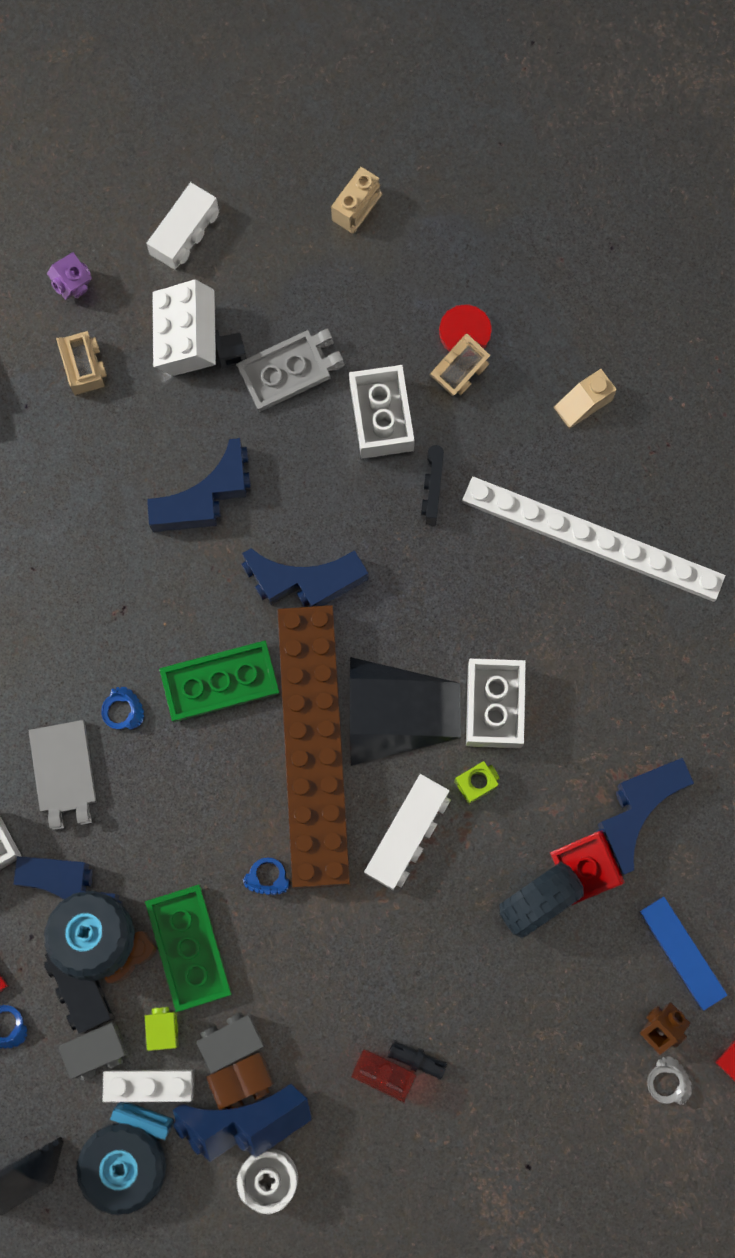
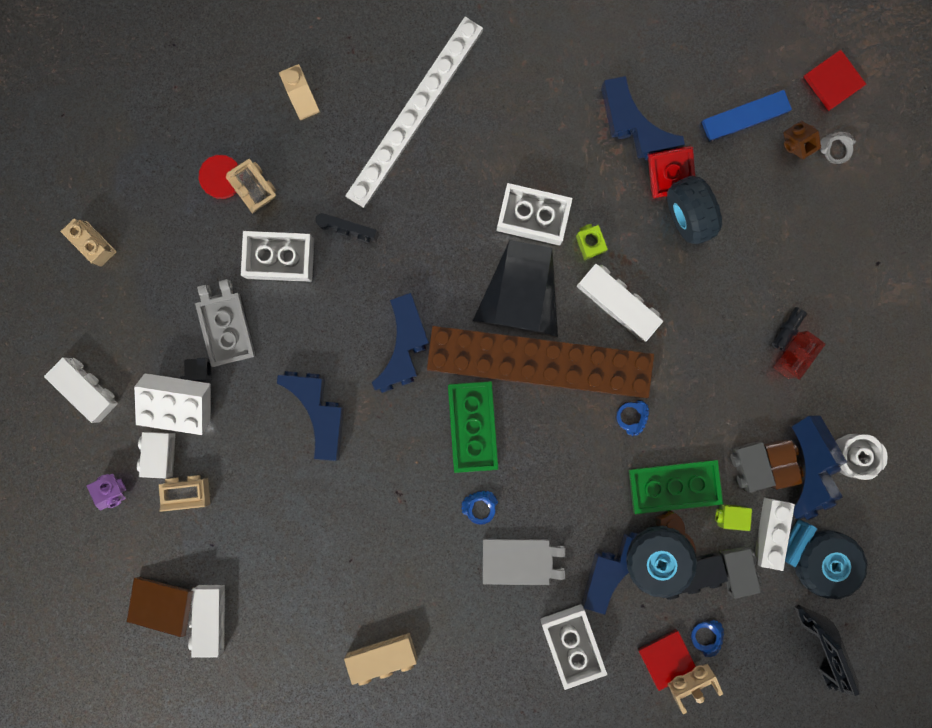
camera: 80 degrees left, 10 degrees up
(122, 323) = (156, 454): none -> white brick

